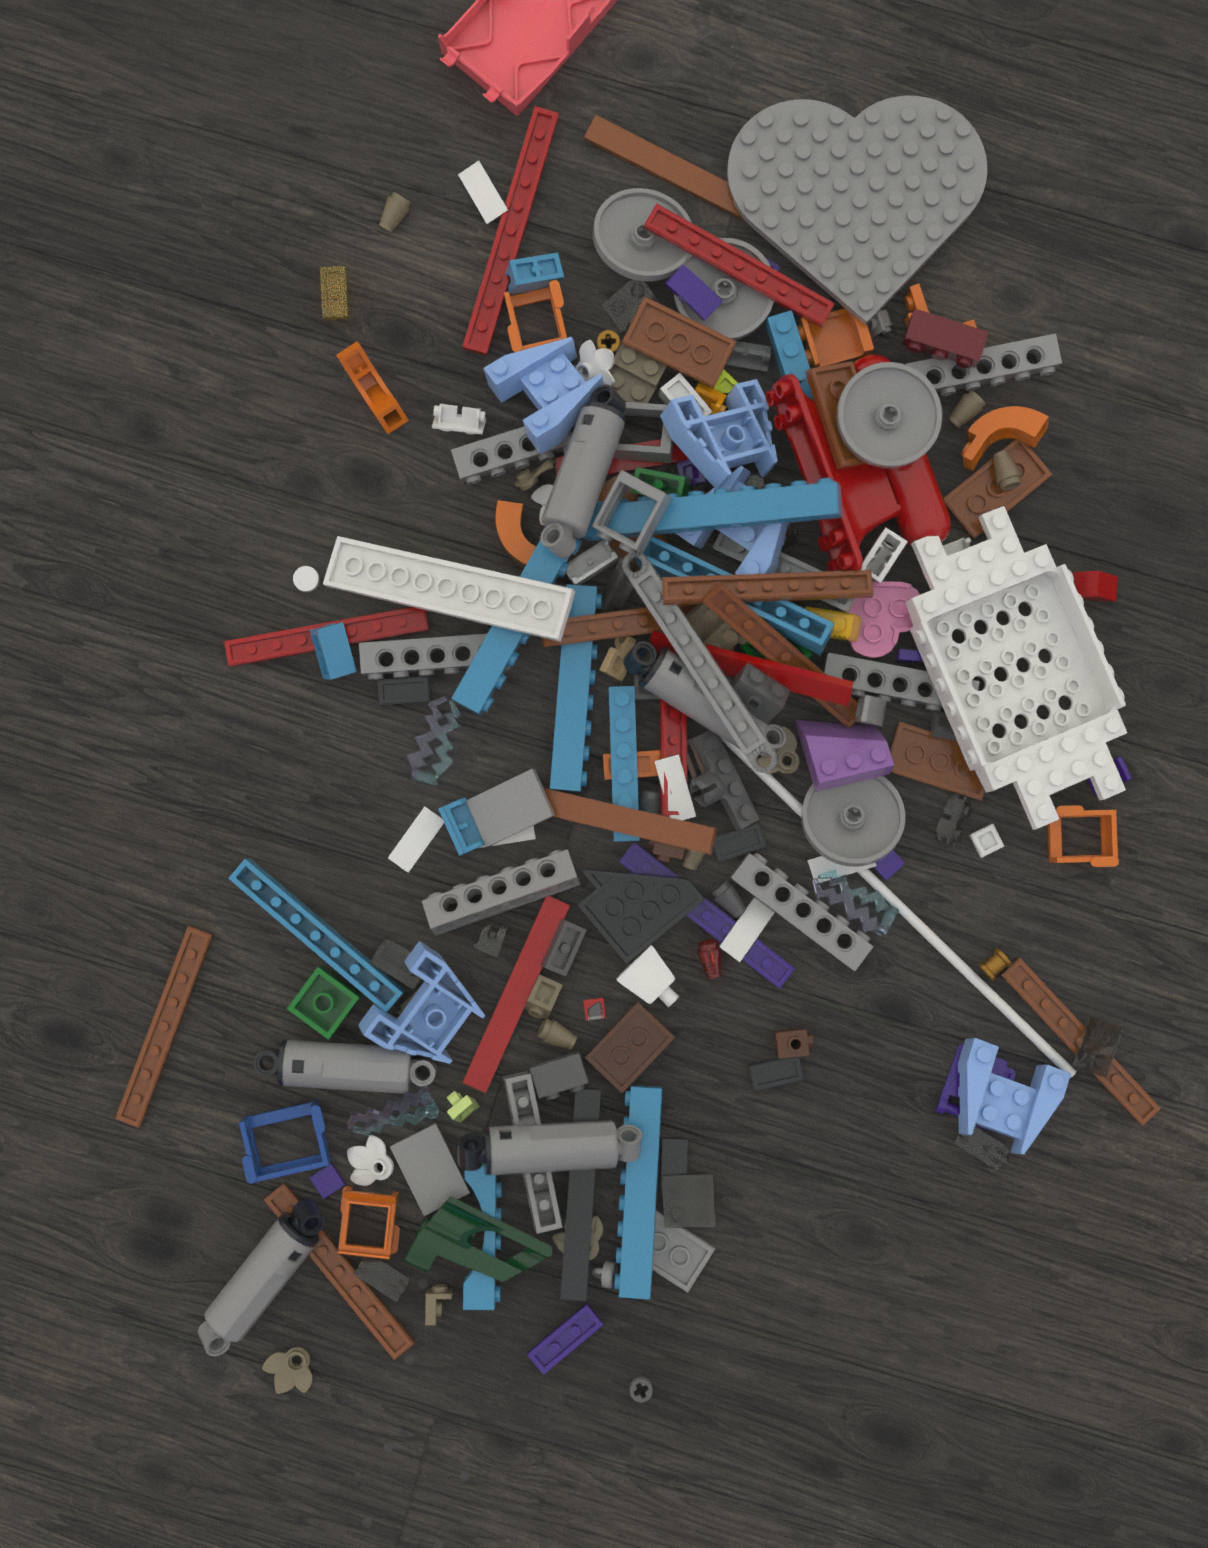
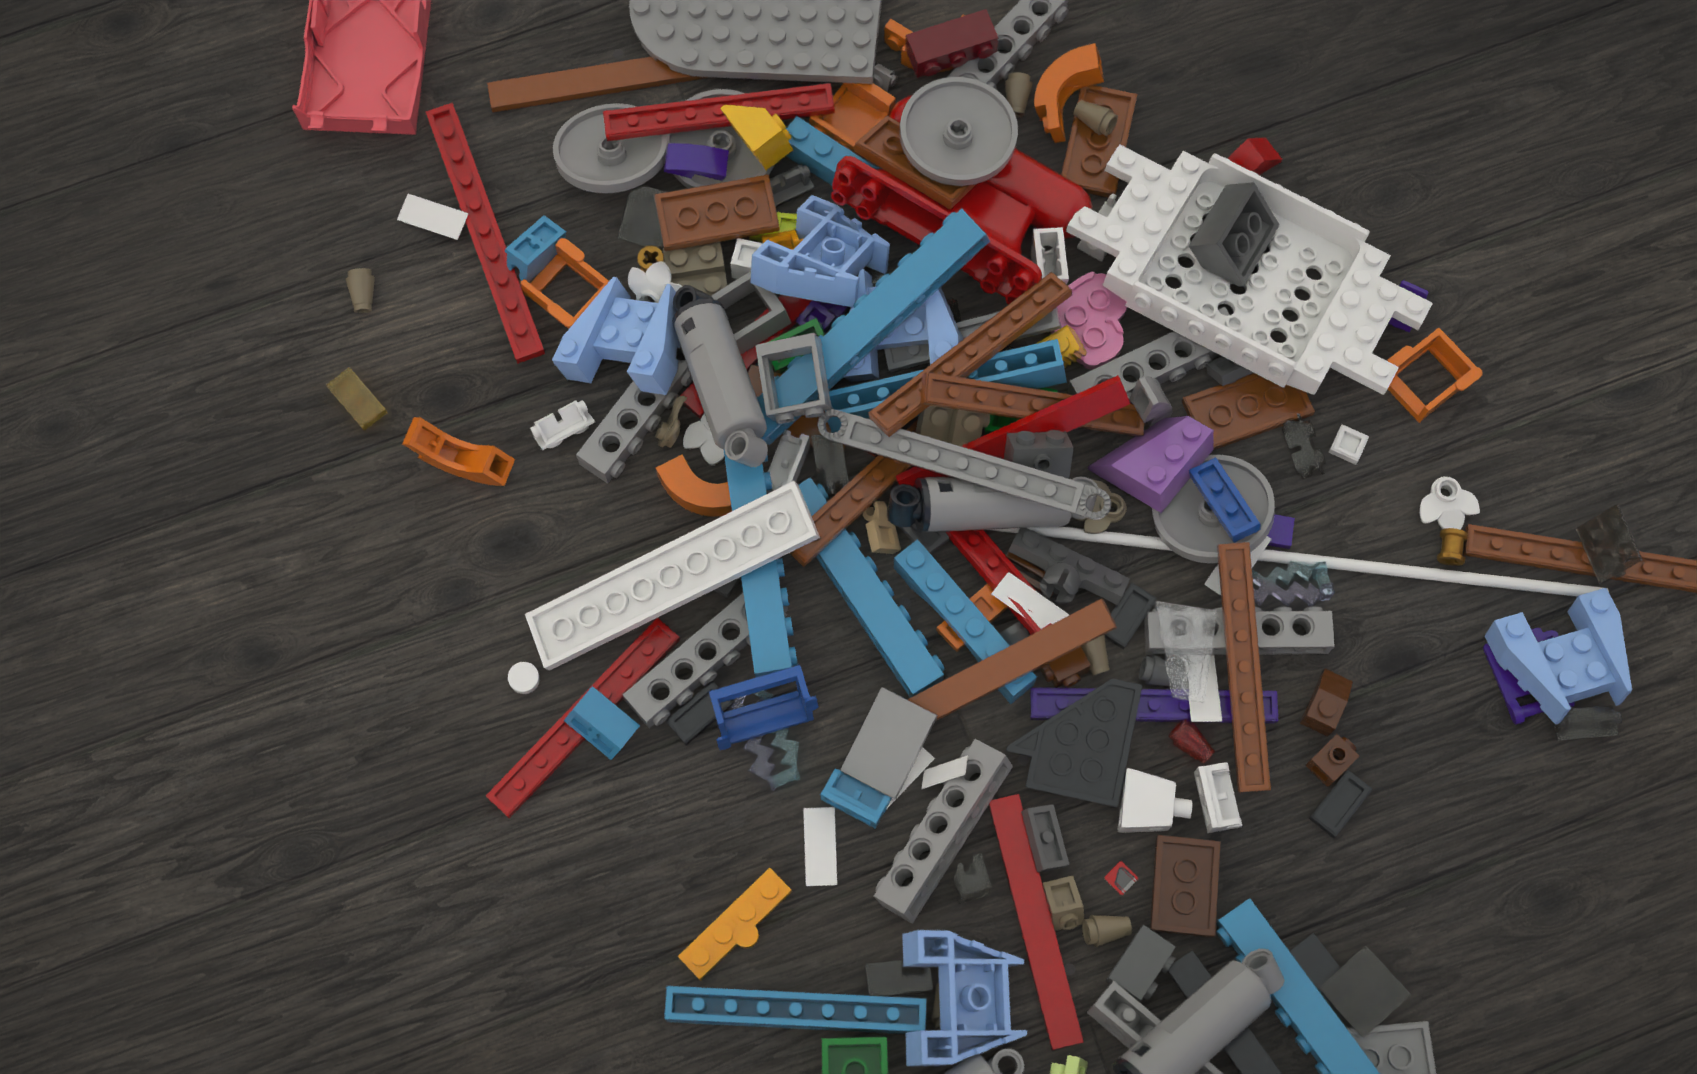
camera: 40 degrees left, 15 degrees down
(323, 849) = (735, 924): none -> light orange hinge
(438, 725) = (766, 715): none -> blue piece
(531, 855) = (944, 772): none -> white sticker
(698, 1008) = (1217, 797): none -> white hinge
(749, 308) = (760, 132): none -> yellow slope
(755, 897) = (1187, 646): none -> clear wing
(783, 937) = (1243, 667): none -> dark orange tile
(823, 1001) = (1327, 703): none -> reddish brown slope
(862, 818) = (1224, 500): none -> blue plate
(908, 656) = (1144, 333): dark purple tile -> none
(1016, 938) = (1448, 510): none -> white plate
(1029, 634) = (1235, 233): none -> dark grey slope

